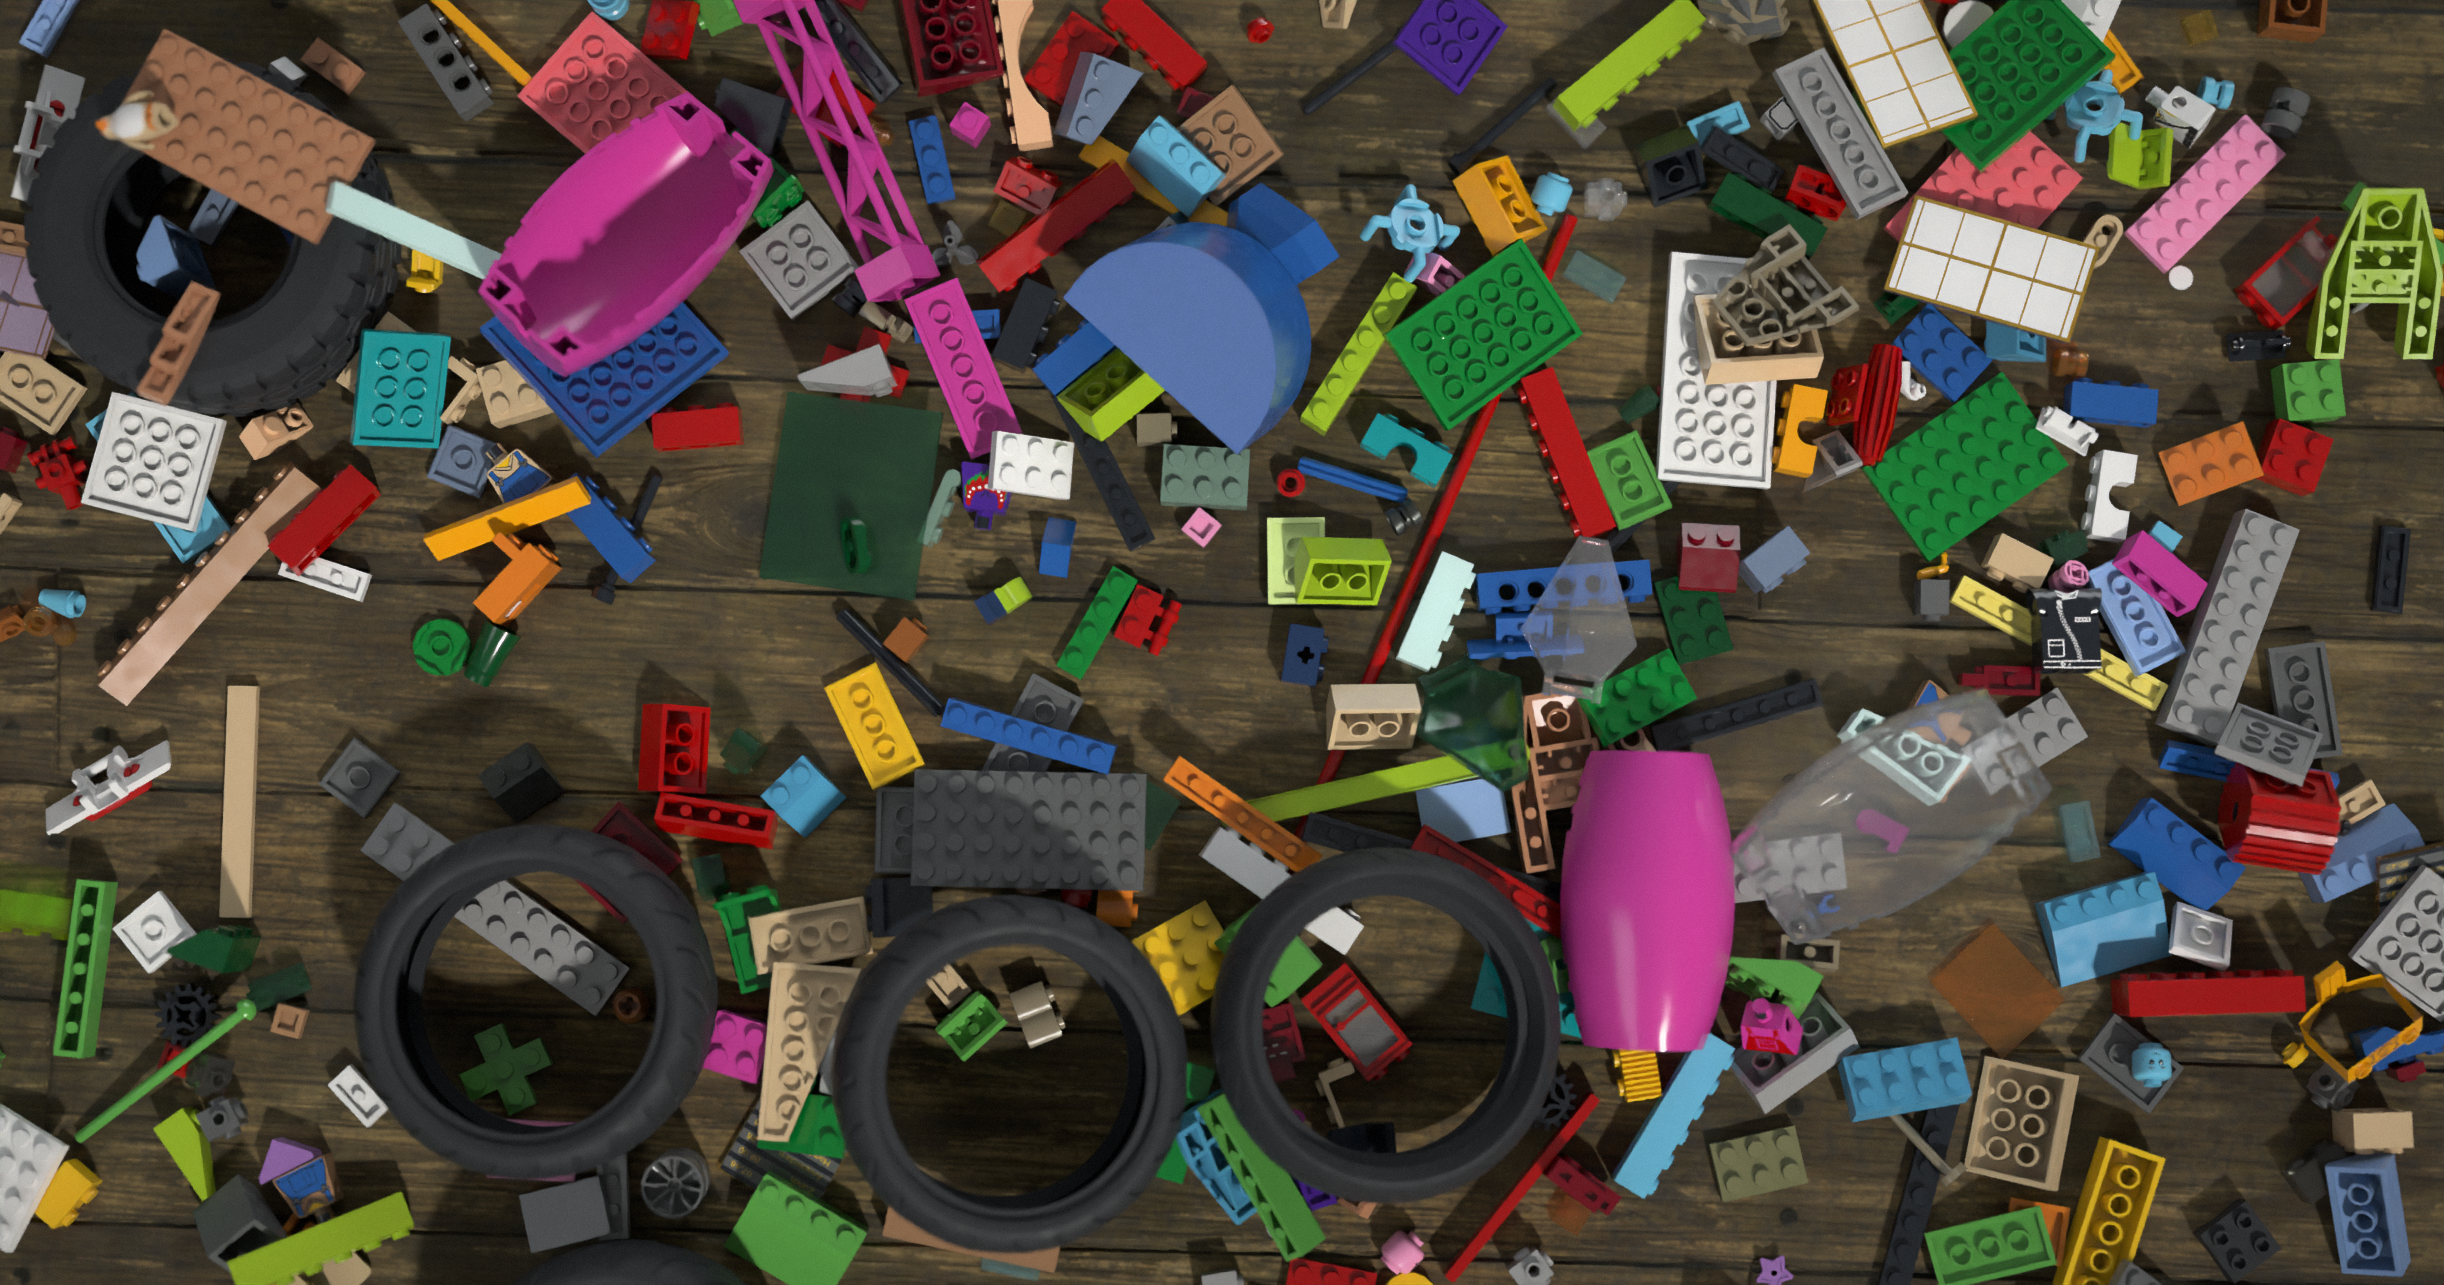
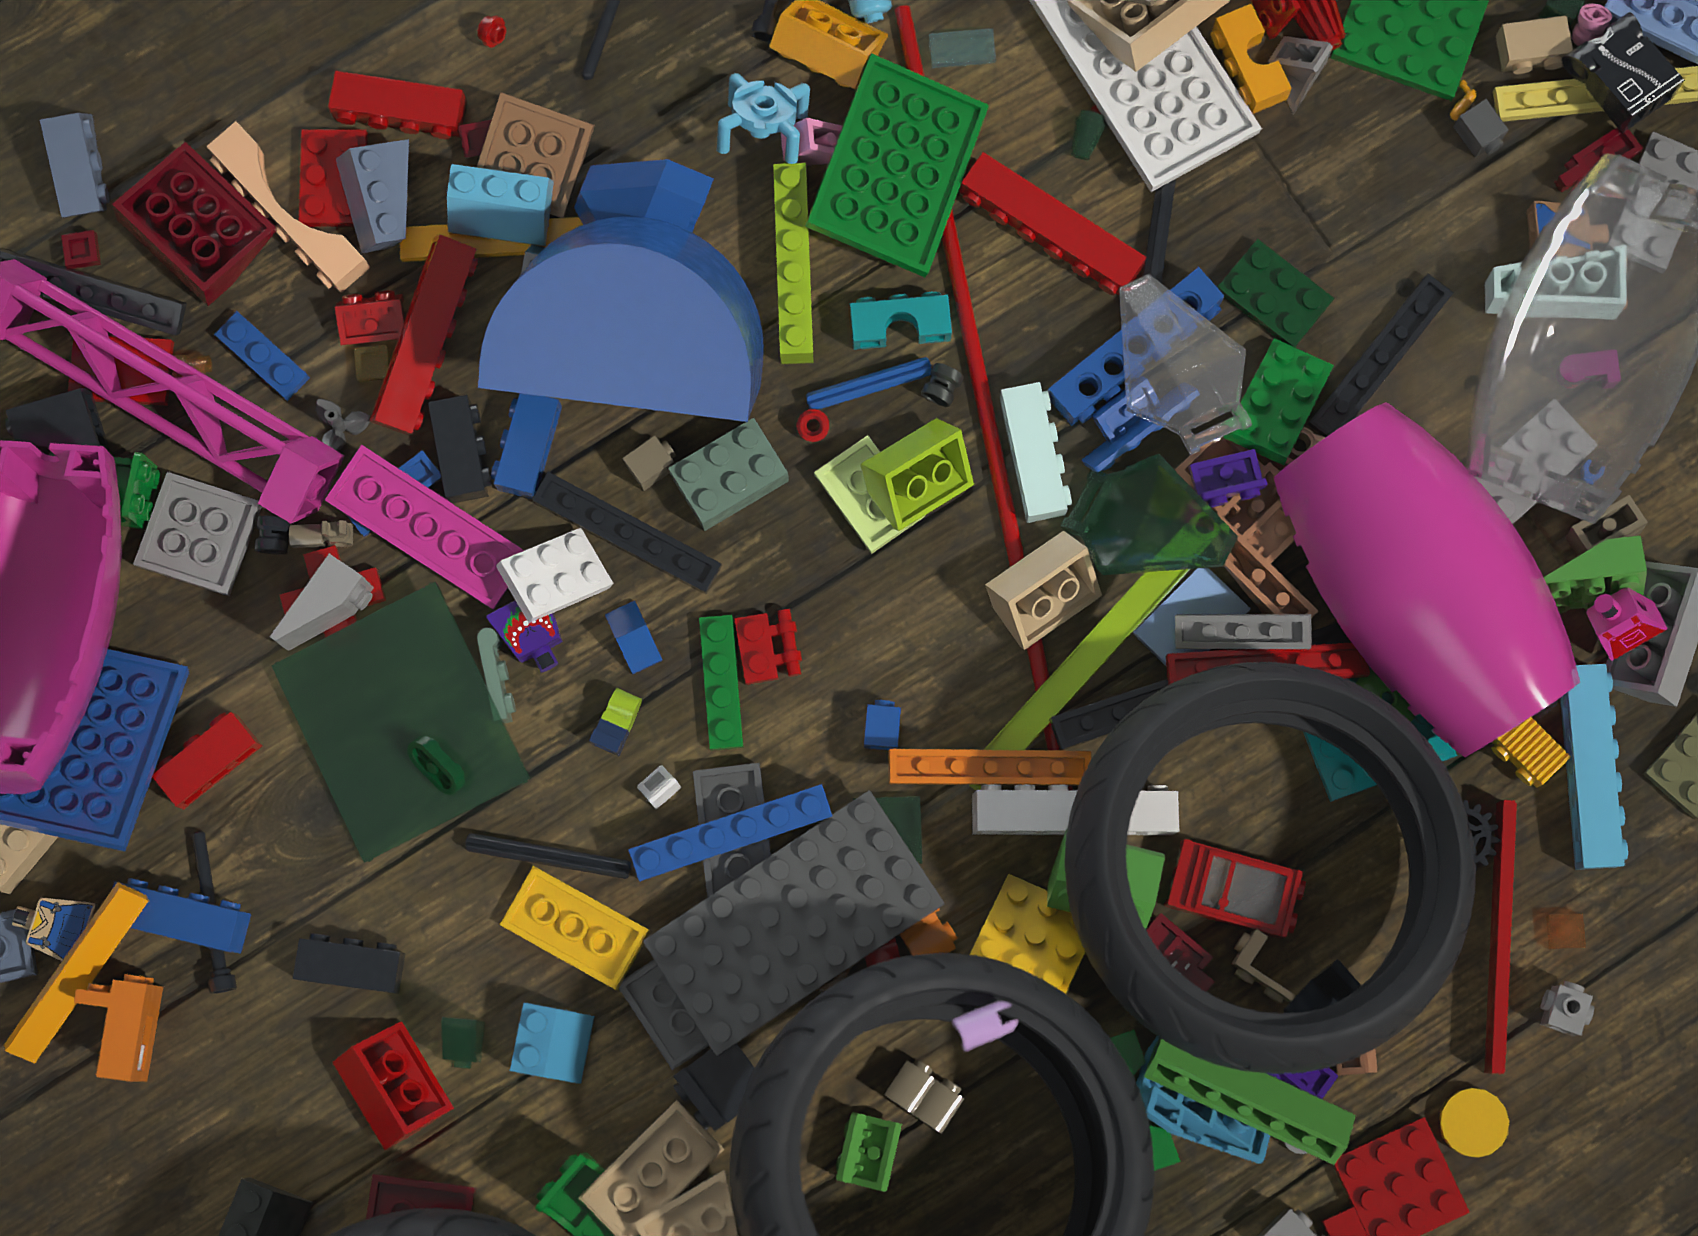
camera: 30 degrees left, 5 degrees down
(442, 647) = (95, 1145): green tile -> none
(490, 652) = (147, 1116): dark green plant -> none
(700, 643) = (349, 964): none -> black brick
(711, 876) = (514, 1184): clear green brick -> none
(716, 820) = (482, 1125): red brick -> none
(907, 639) = (548, 822): dark orange brick -> none
(949, 986) = (822, 1129): tan plate -> none
(970, 125) = (276, 297): dark pink brick -> none
(1002, 667) = (659, 786): none -> white slope
(1101, 997) = (983, 1025): none -> lavender piece
(1109, 395) = (585, 455): lime slope -> none
(1189, 733) = (882, 725): none -> blue brick
(1201, 527) = (758, 524): bright pink plate -> none
(1293, 669) = (923, 565): dark blue brick -> none
(1402, 1252) = (1434, 1078): bright pink head -> none
(1491, 845) = (1243, 631): none -> light grey plate
(1556, 728) = (1228, 477): none -> dark purple bracket
(1581, 1185) = (1557, 893): dark red piece -> none
(1628, 480) = (1128, 208): bright green tile -> none
(1708, 557) = (1251, 228): dark red slope -> none
(1772, 559) = (1313, 190): sand blue brick -> none

